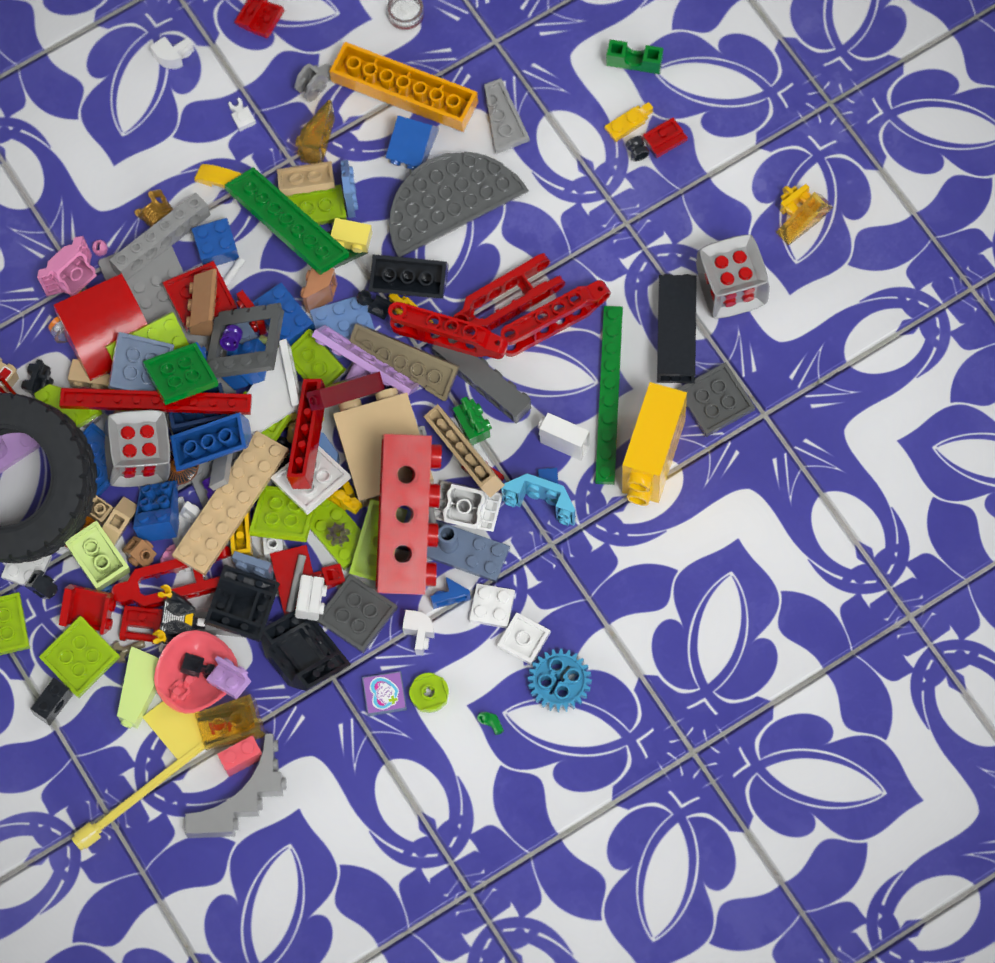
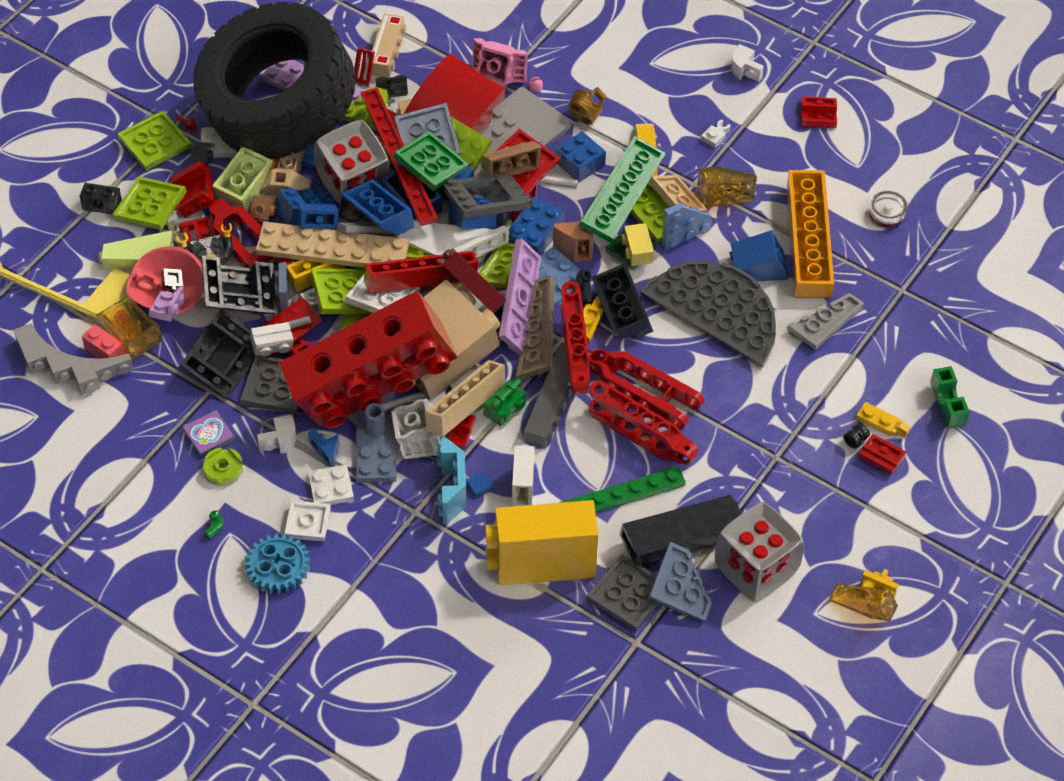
camera: 60 degrees right, 15 degrees down
(160, 236) = (562, 114): light grey brick -> none
(192, 502) = (318, 216): none -> blue brick
(231, 338) = (488, 188): dark purple wheel -> none
(313, 80) = (774, 167): light grey hinge -> none
(731, 354) = (680, 584): none -> sand blue plate

